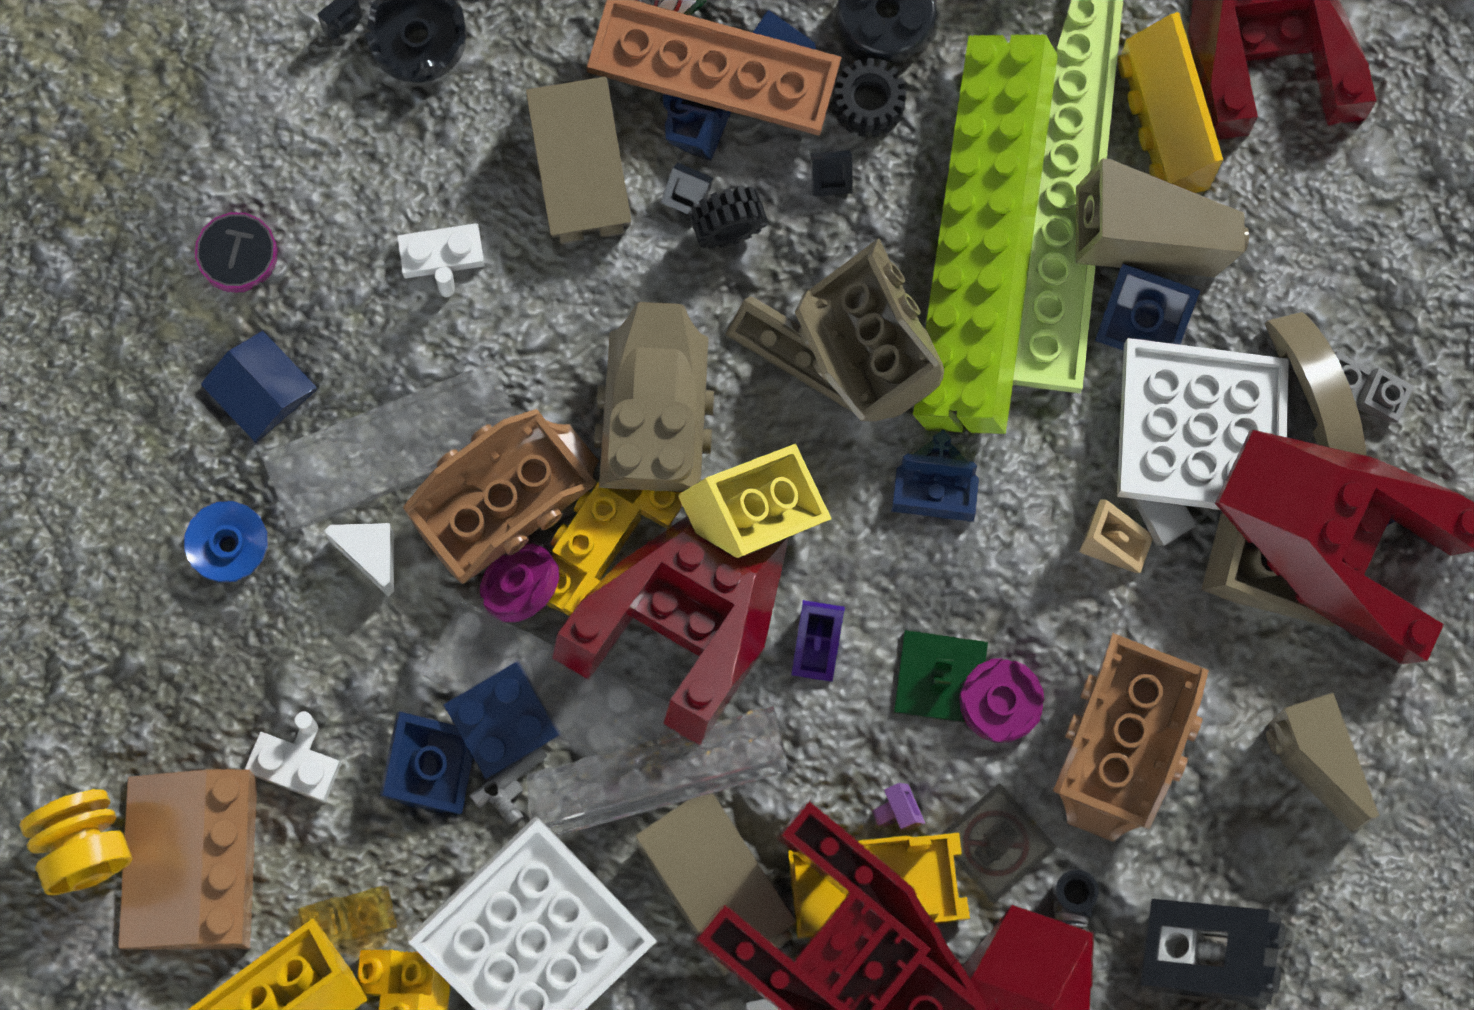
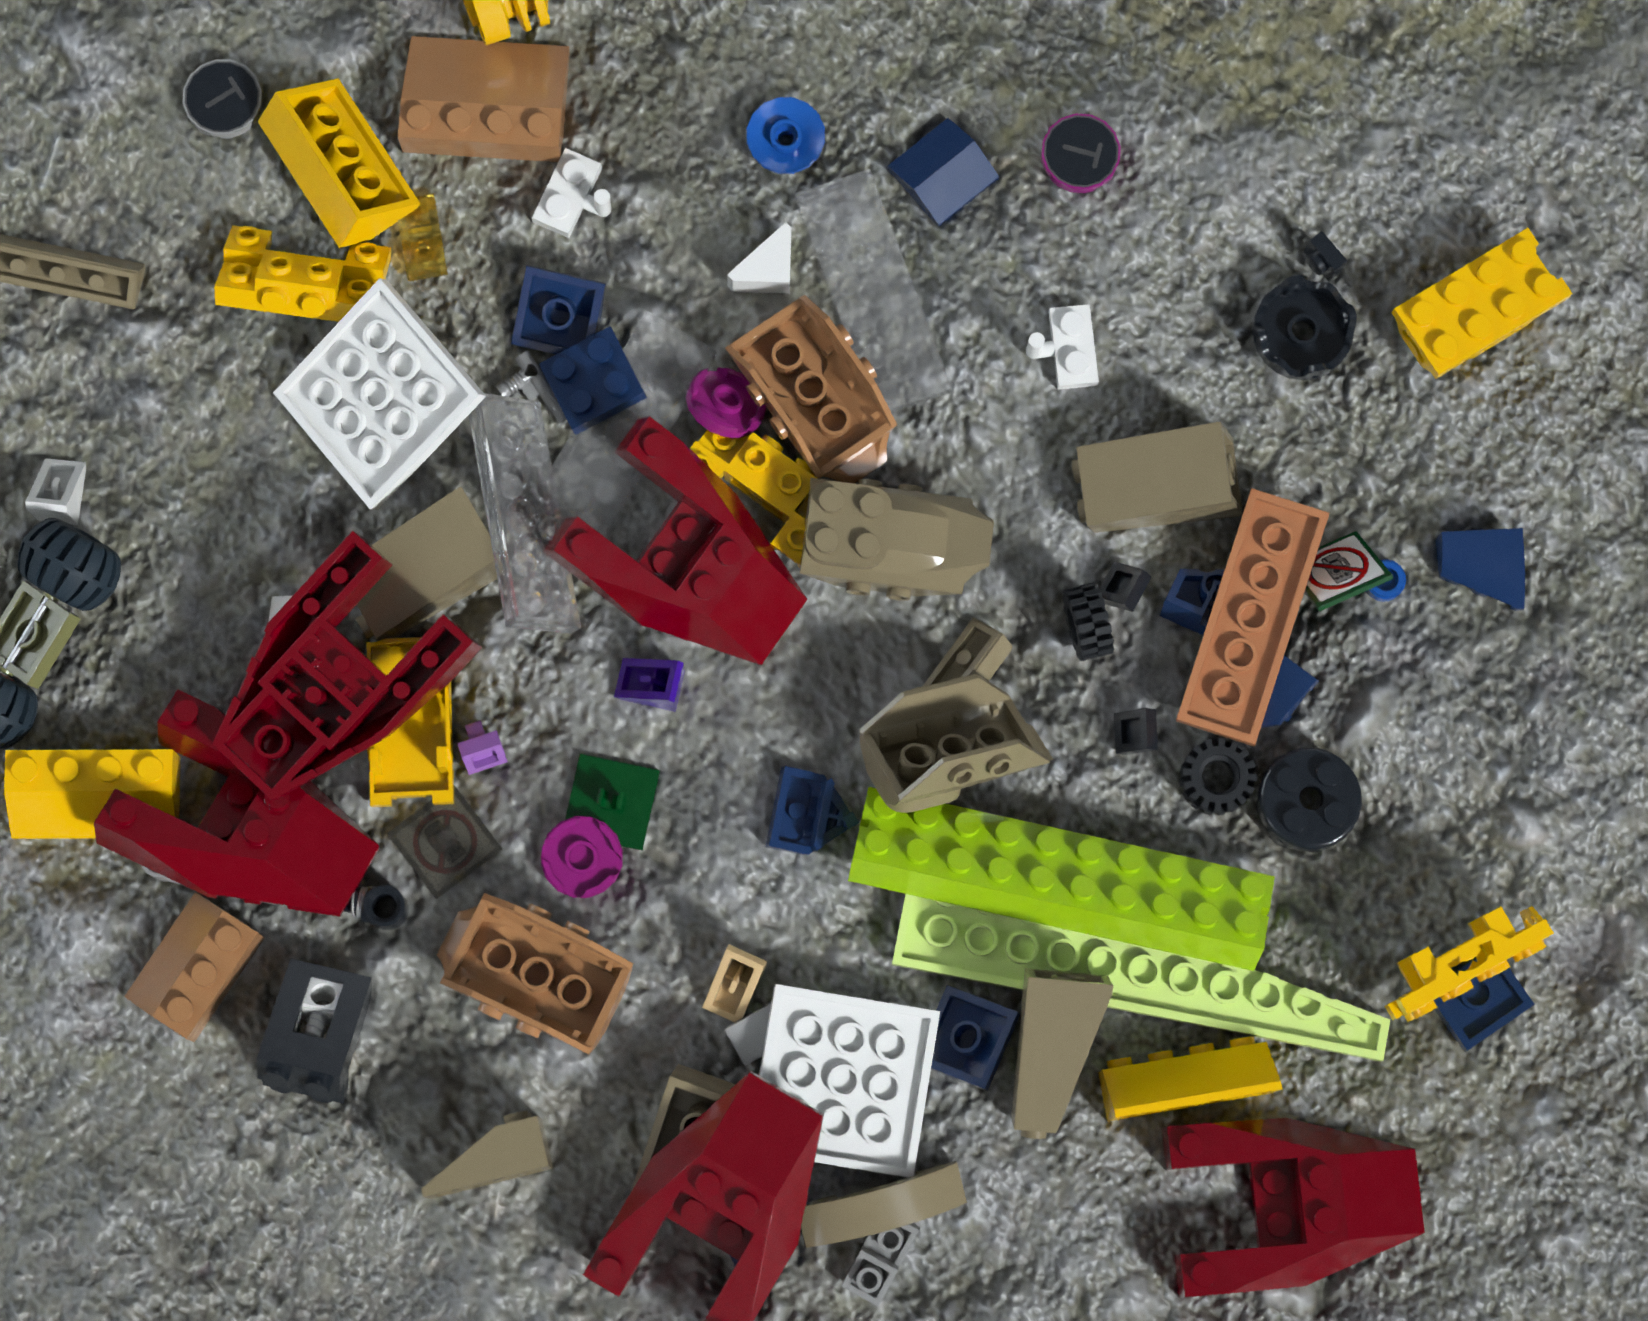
camera: 90 degrees right, 5 degrees up
(755, 503) = (782, 625): light yellow slope -> none

